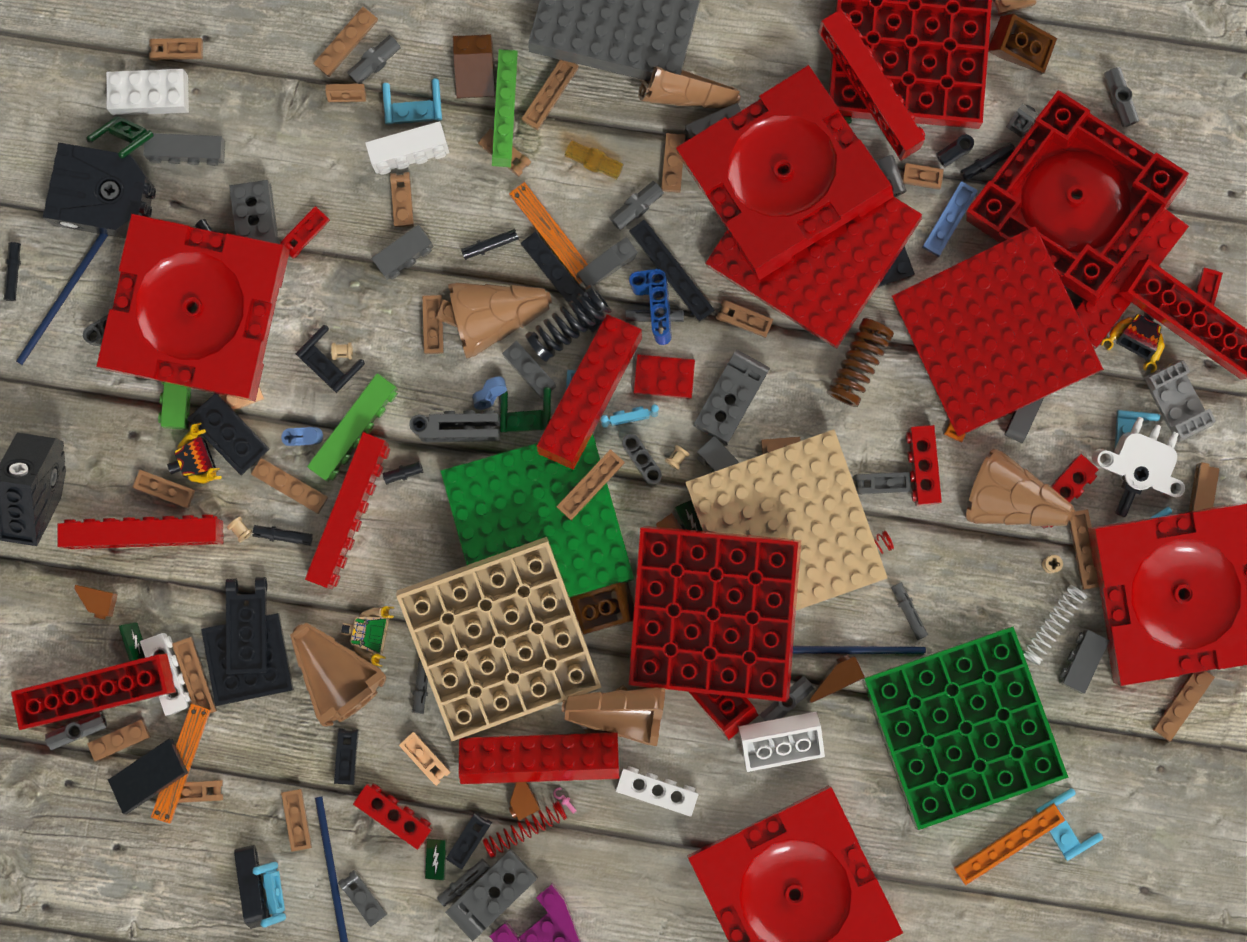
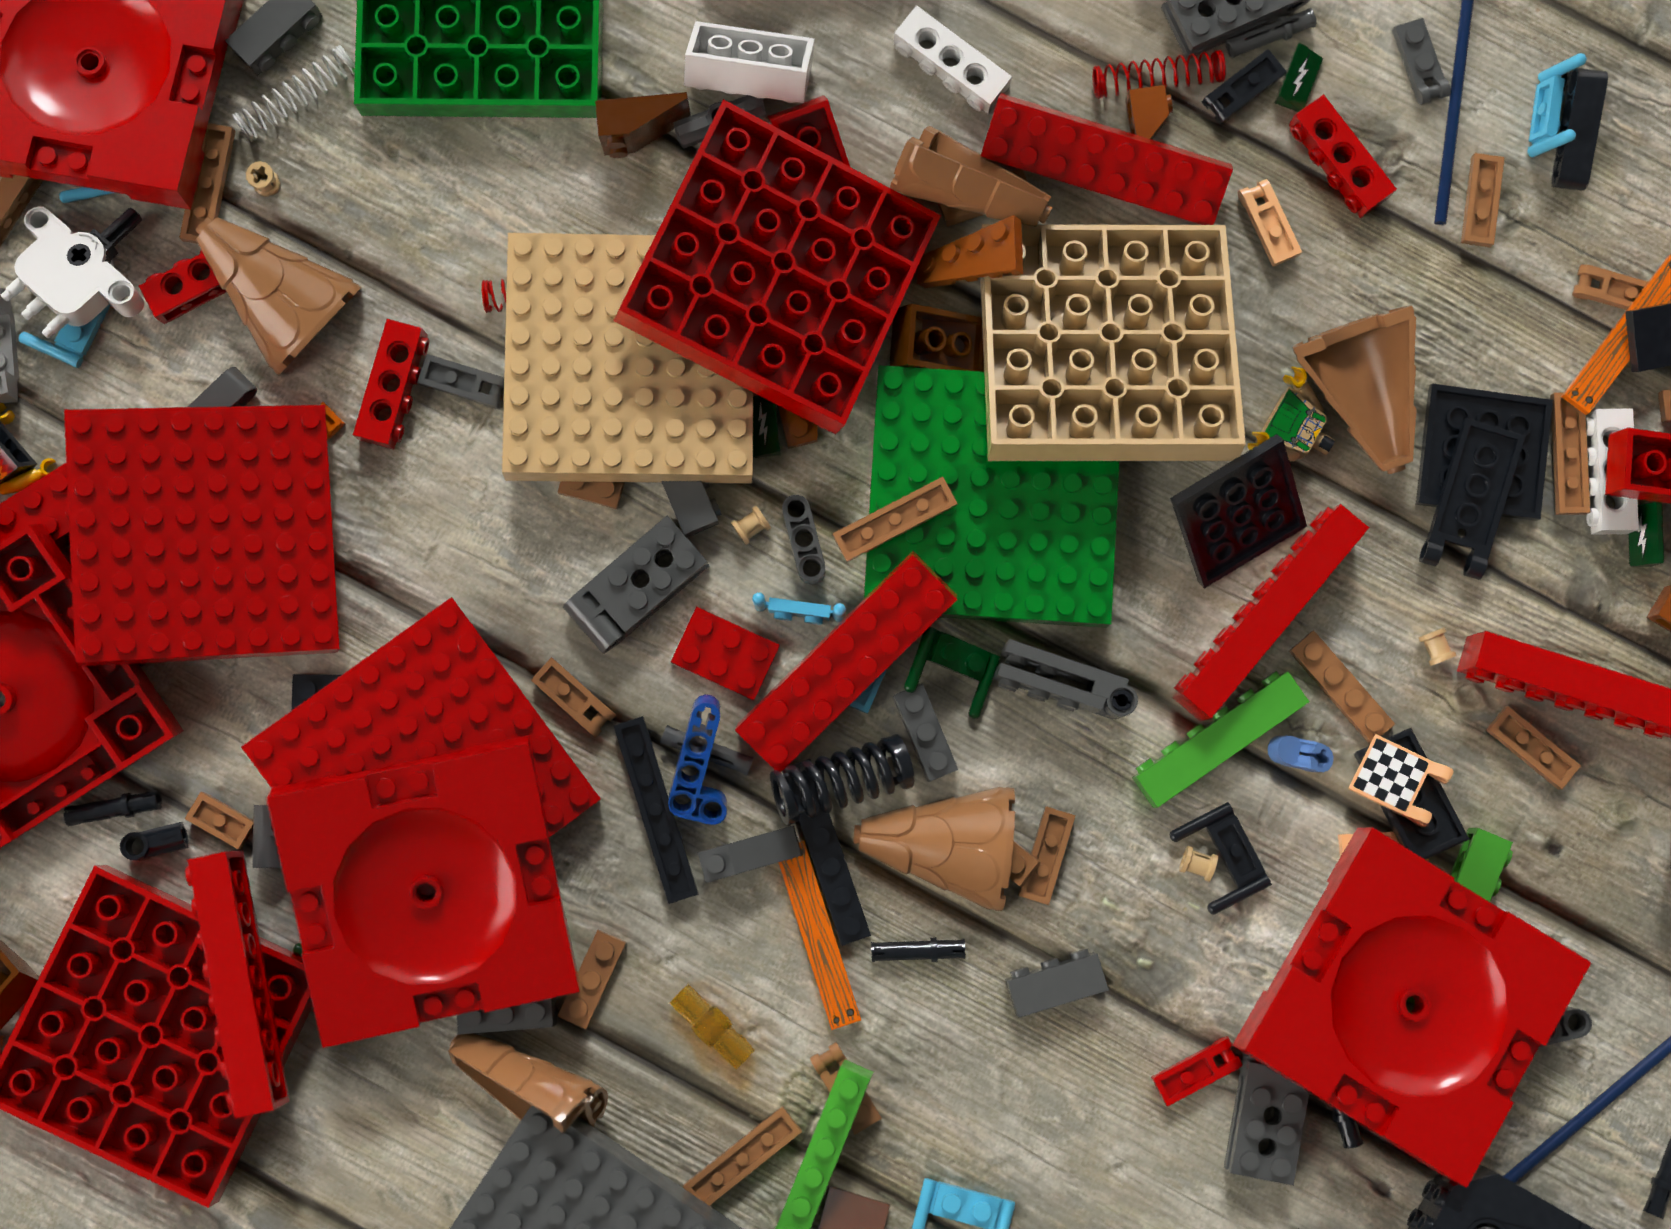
camera: 165 degrees left, 0 degrees up
(194, 458) = (1476, 775): torso -> none
(242, 441) = (1394, 777): none -> flag
(282, 535) = (1382, 619): black pin -> none
(346, 757) = (1383, 263): black plate -> none
(385, 563) = (1239, 511): none -> black plate
(402, 200) = (1029, 1069): medium nougat plate -> none
(402, 472) = (1166, 646): black pin -> none
(407, 148) = (995, 1147): white brick -> none
(420, 690) = (1247, 313): dark grey pin -> none
(486, 397) = (1001, 715): medium blue piece -> none
(565, 801) = (1086, 95): bright pink hand -> none
(598, 663) = (980, 254): none -> dark orange wing
(636, 205) = (672, 930): dark grey piece -> none
(836, 389) = (446, 555): reddish brown piece -> none
(858, 650) = (585, 157): dark blue piece -> none
(911, 614) = (494, 178): dark grey pin -> none
(950, 219) = (206, 739): medium blue plate -> none
(1022, 120) = (32, 850): dark grey slope -> none

